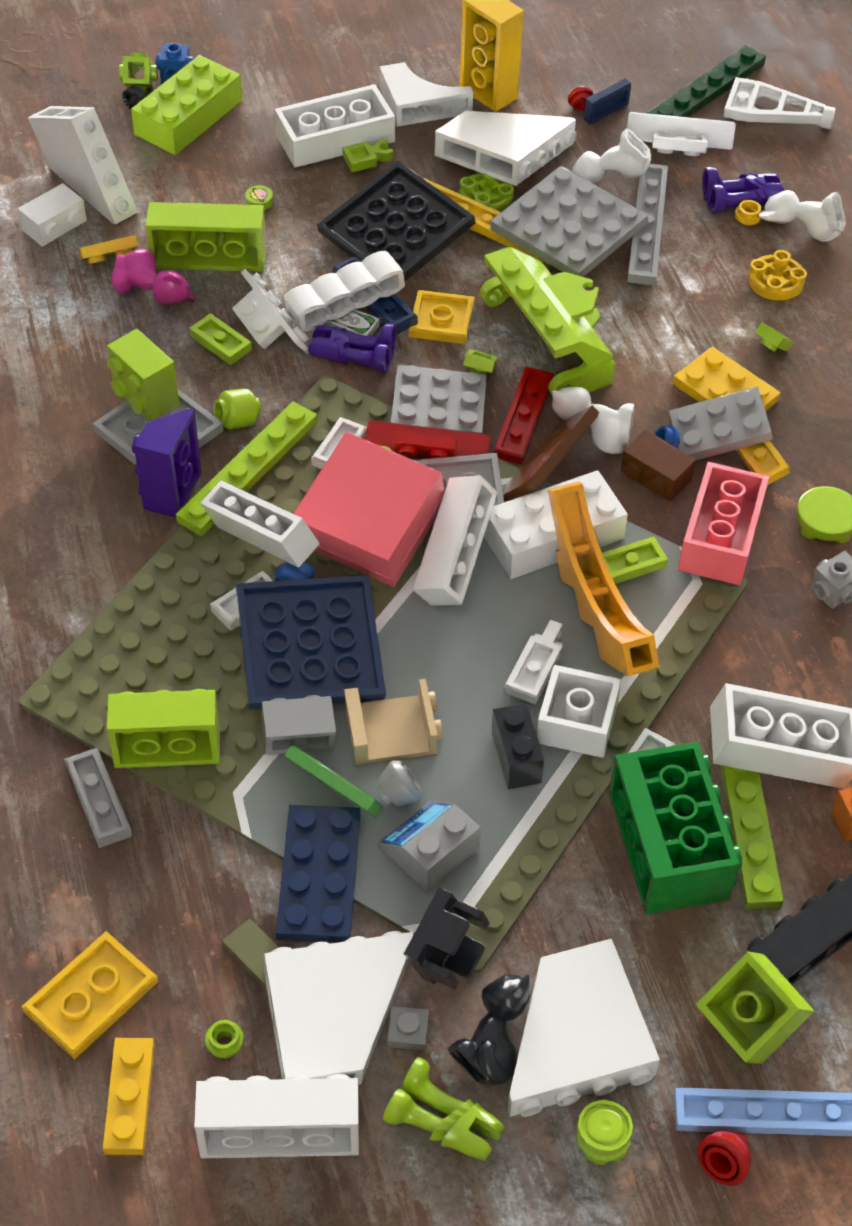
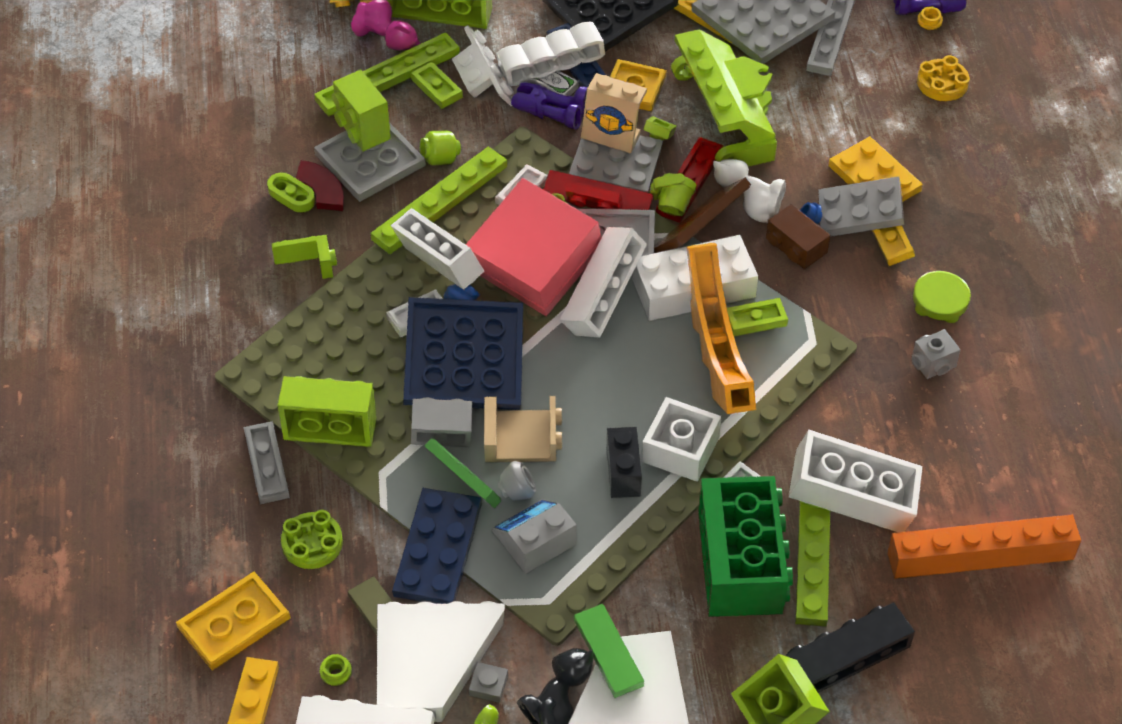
camera: 10 degrees right, 0 degrees up
(78, 479) = (295, 194): none -> lime plate
(104, 541) = (306, 249): none -> lime bracket
(108, 465) = (324, 184): none -> dark red tile
(167, 462) = (370, 187): dark purple slope -> none
(167, 883) = (311, 539): none -> lime tile
(171, 324) = (399, 67): none -> lime plate
(431, 348) = (612, 112): none -> tan panel
(441, 942) = (526, 615): black panel -> none
(513, 431) = (673, 193): none -> lime piece
(535, 664) = (649, 398): white hinge -> none
(547, 972) = (609, 650): none -> bright green tile
(723, 523) = (843, 293): coral brick -> none
(773, 338) = (926, 134): lime plate -> none
(822, 219) = (994, 31): white animal -> none

